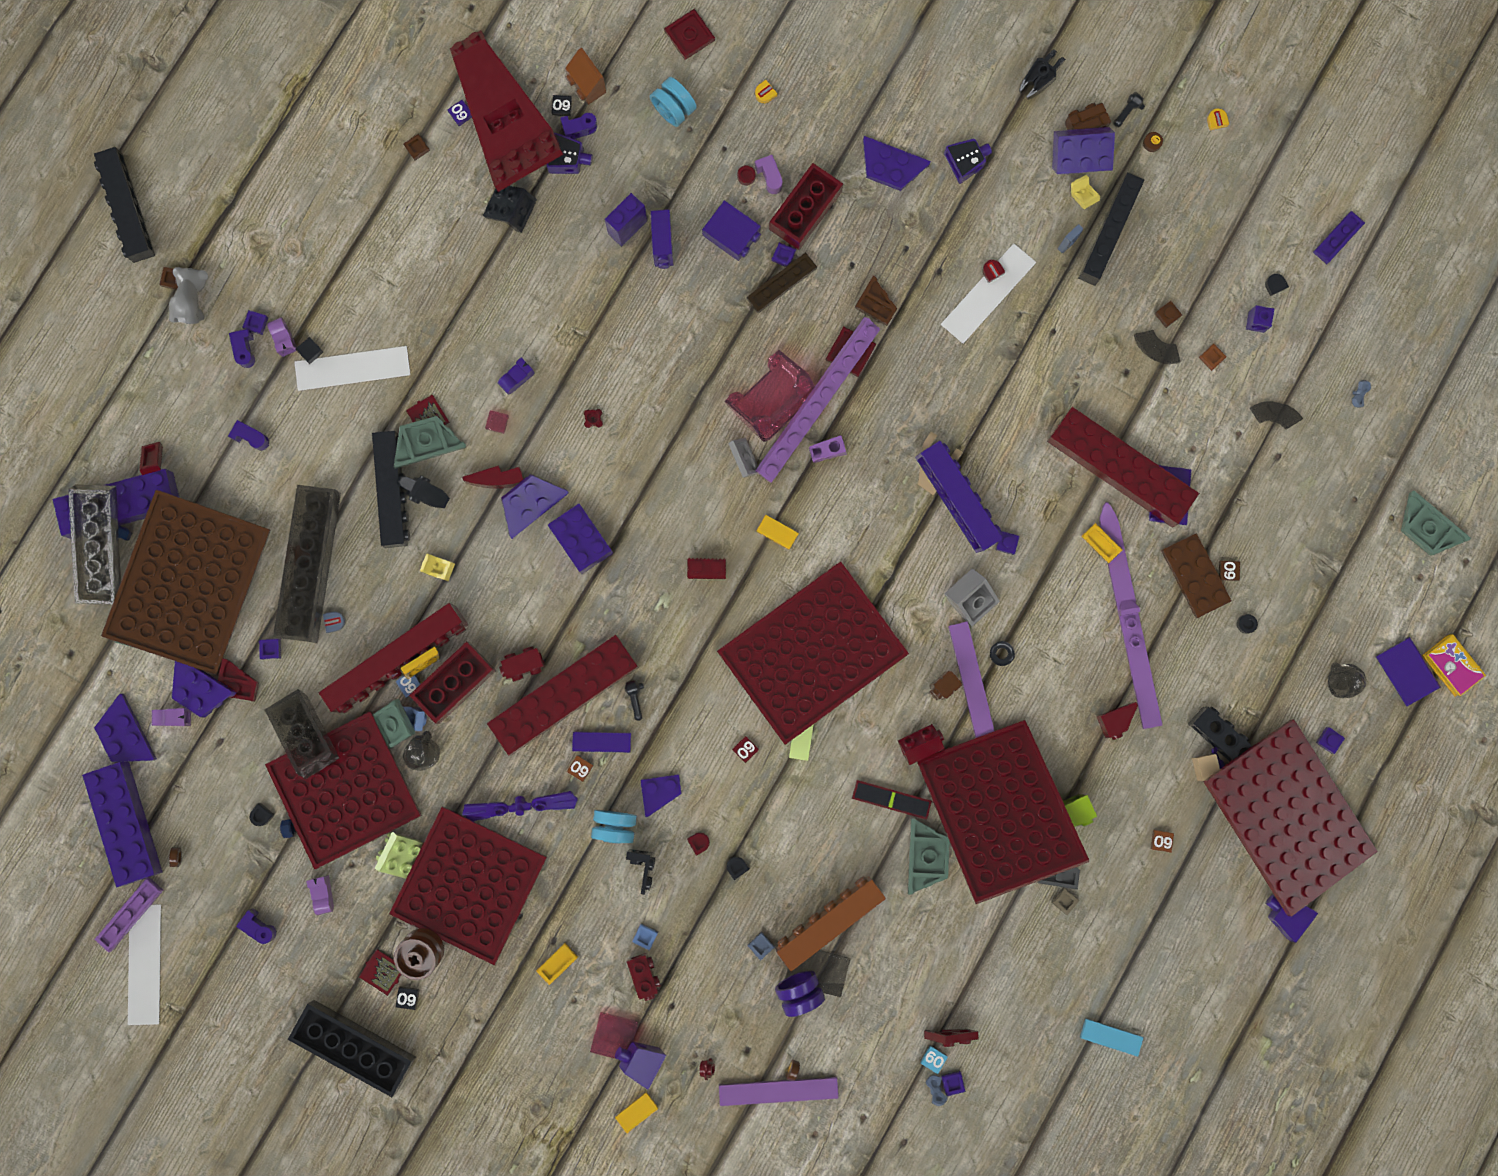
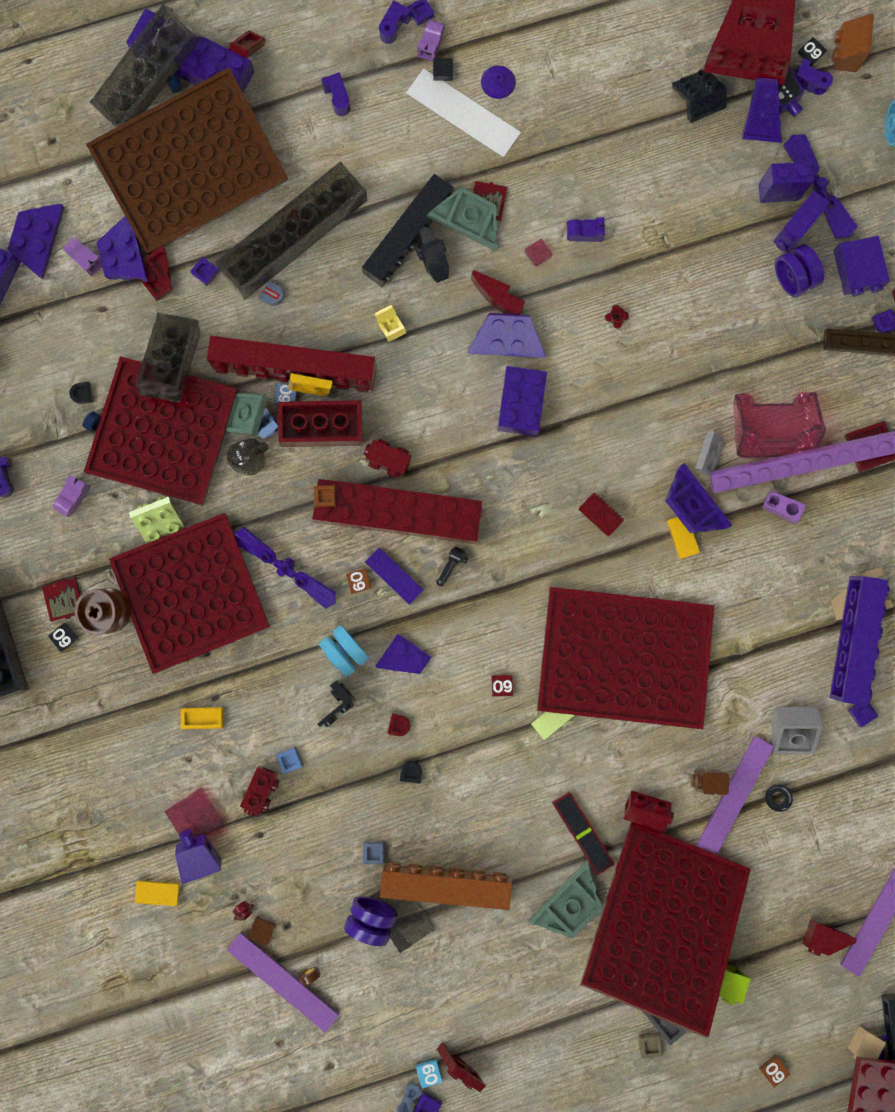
camera: 40 degrees right, 0 degrees up
(357, 323) = (498, 82): none -> dark purple piece
(502, 731) = (325, 496): none -> dark orange tile
(567, 184) = (763, 113): none -> dark purple wing
(684, 210) = (837, 216): none -> dark purple piece
(691, 274) = (799, 270): none -> dark purple wheel
(732, 1070) = (261, 931): none -> reddish brown tile
(764, 503) = (694, 504): none -> dark purple wing

